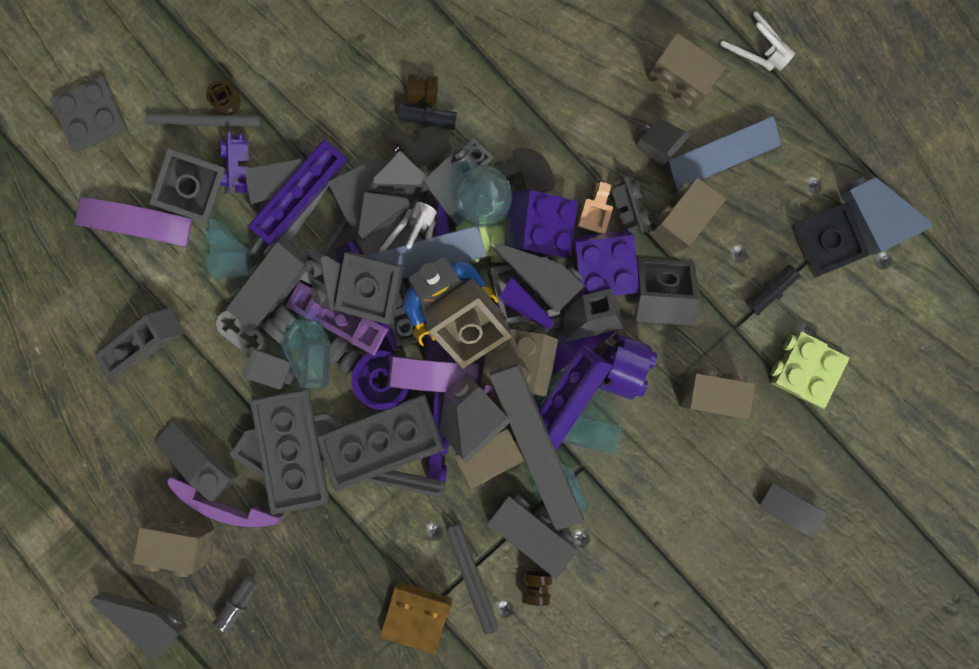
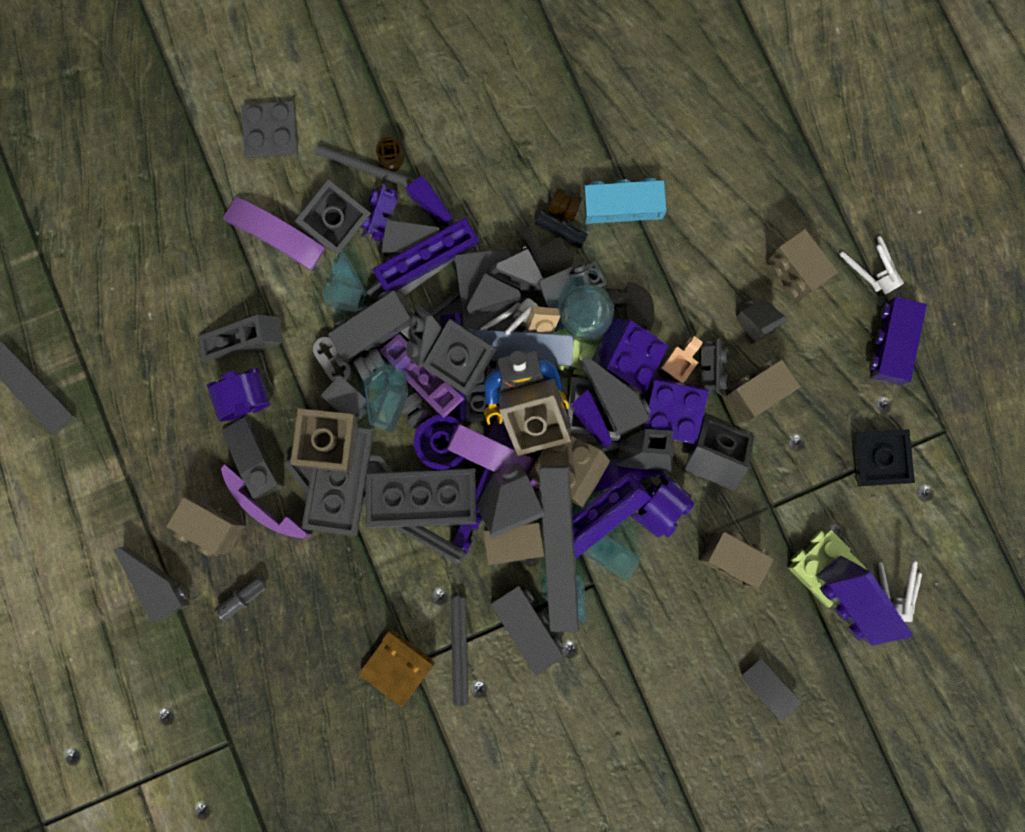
camera: 20 degrees right, 5 degrees down
(157, 403) = (238, 394): none -> dark purple brick
(261, 420) = (324, 440): none -> dark tan brick
(277, 131) = (425, 196): none -> dark purple slope
(440, 220) = (542, 320): none -> tan plate
(482, 64) = (624, 201): none -> medium azure brick
(536, 588) = (512, 685): dark brown wheel -> none
(724, 152) = (813, 348): sand blue slope -> none
(773, 289) = (817, 484): black pin -> none
(807, 115) = (897, 340): none -> dark purple brick
(855, 395) = (862, 603): none -> dark purple slope
(882, 215) = (937, 451): sand blue slope -> none
(896, 384) = (906, 605): none -> white plant

